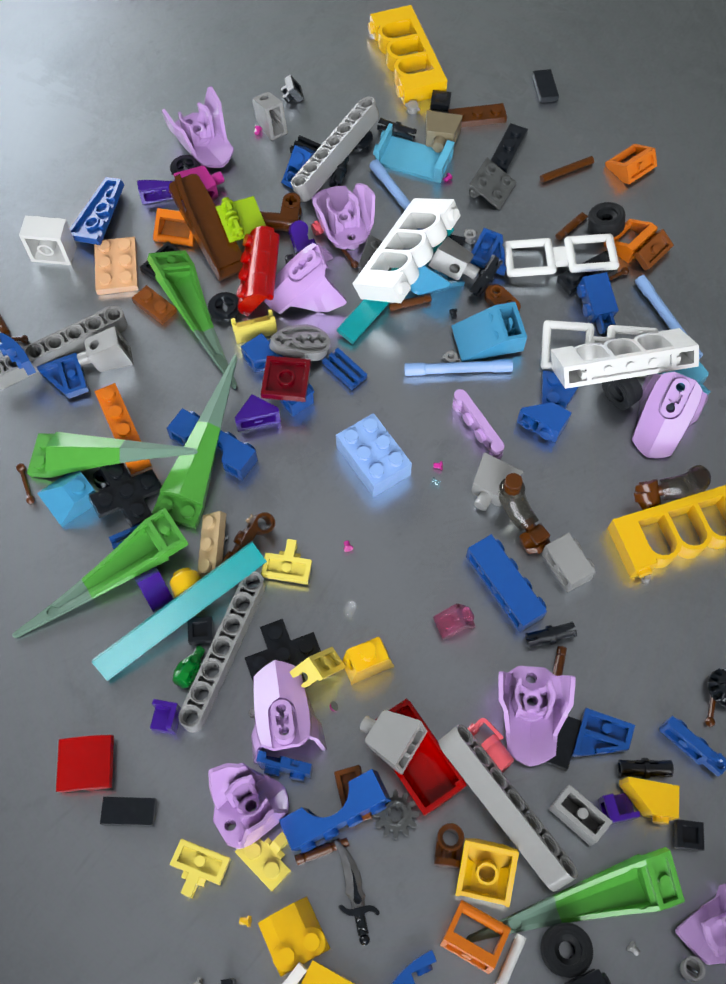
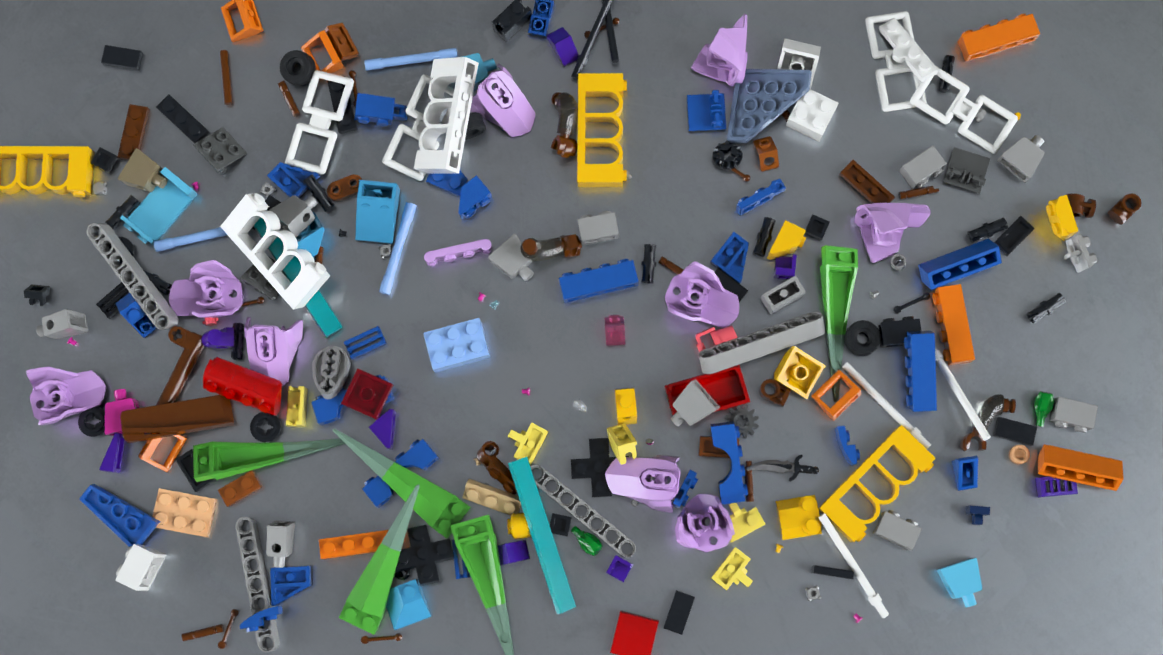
camera: 65 degrees left, 15 degrees up
(239, 217) = (183, 385): lime hinge -> none

